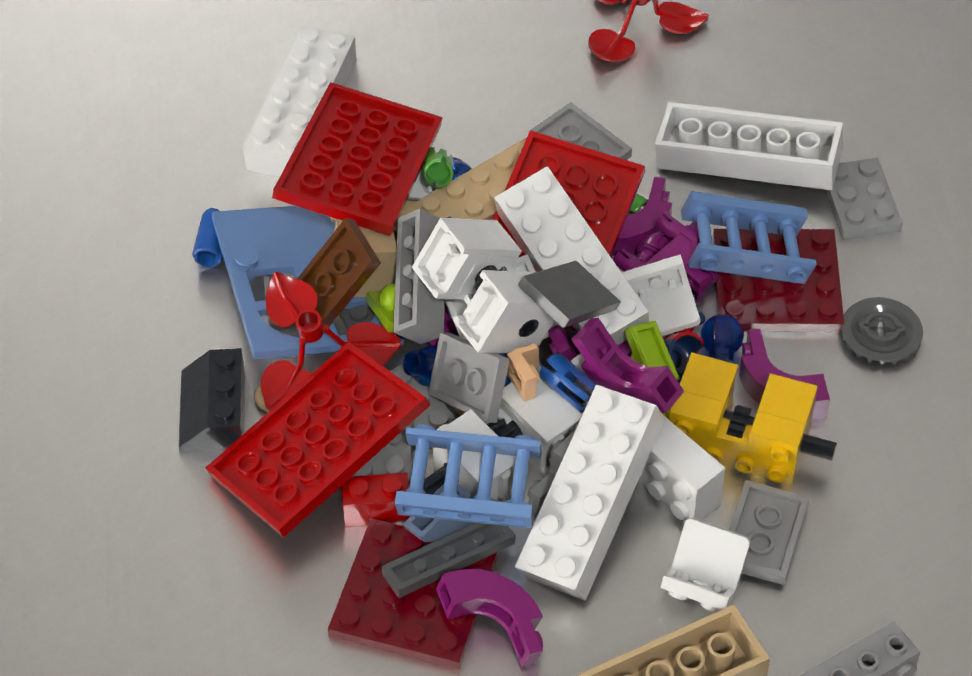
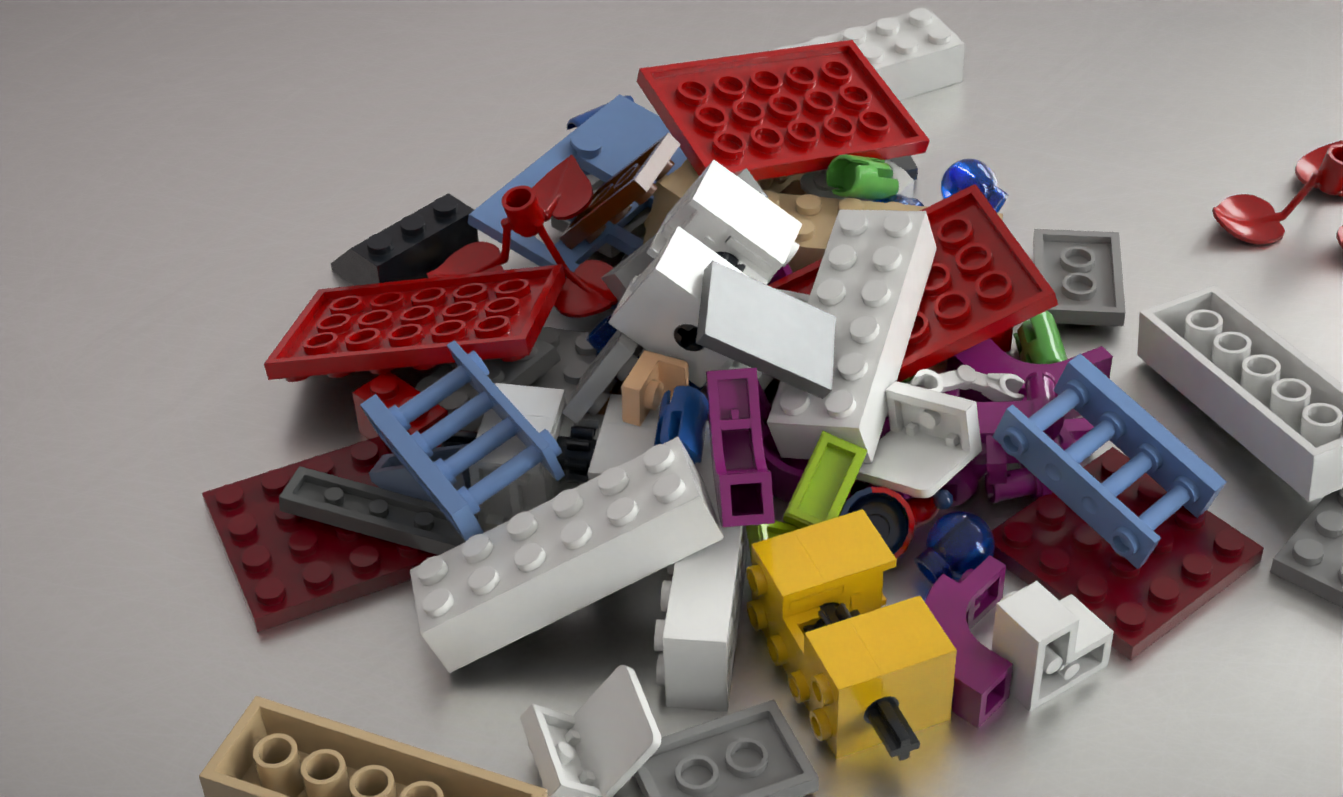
camera: 50 degrees right, 10 degrees down
(468, 129) = (970, 172): none -> clear blue piece
(498, 598) = (344, 562): magenta arch -> none
(631, 244) = (994, 386): none -> white piece
(819, 351) = (1048, 643): none -> white brick
(899, 323) = (1210, 686): dark grey gear -> none

